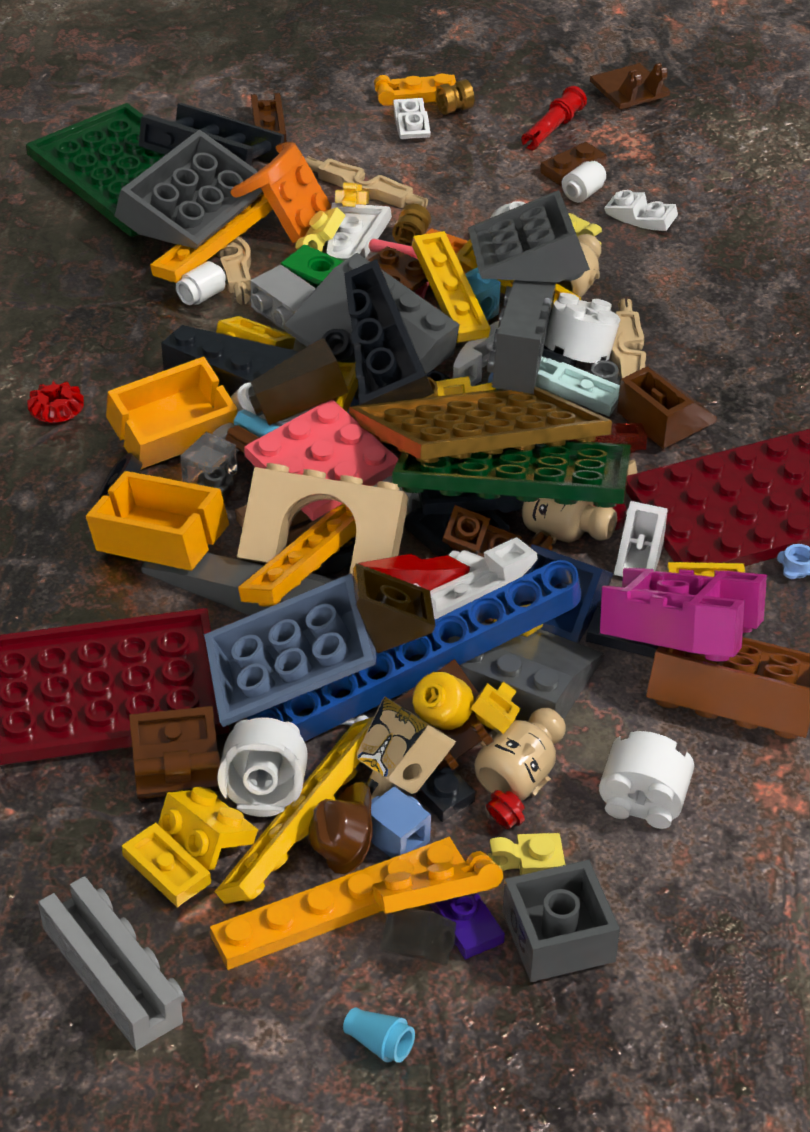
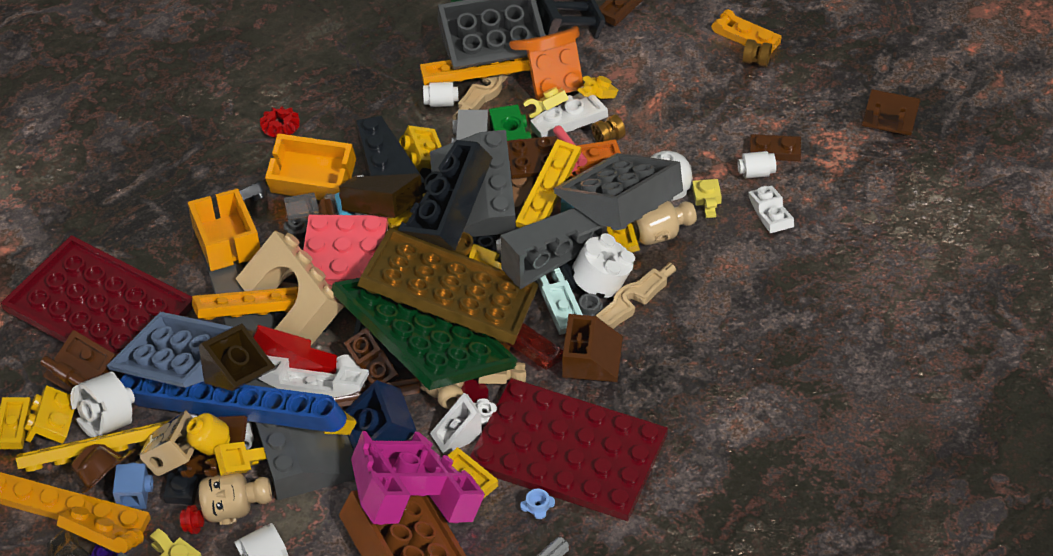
camera: 45 degrees right, 5 degrees up
(379, 187) = (629, 91): tan piece -> none
(411, 118) = (713, 54): white slope -> none
(560, 112) = (813, 104): red pin -> none

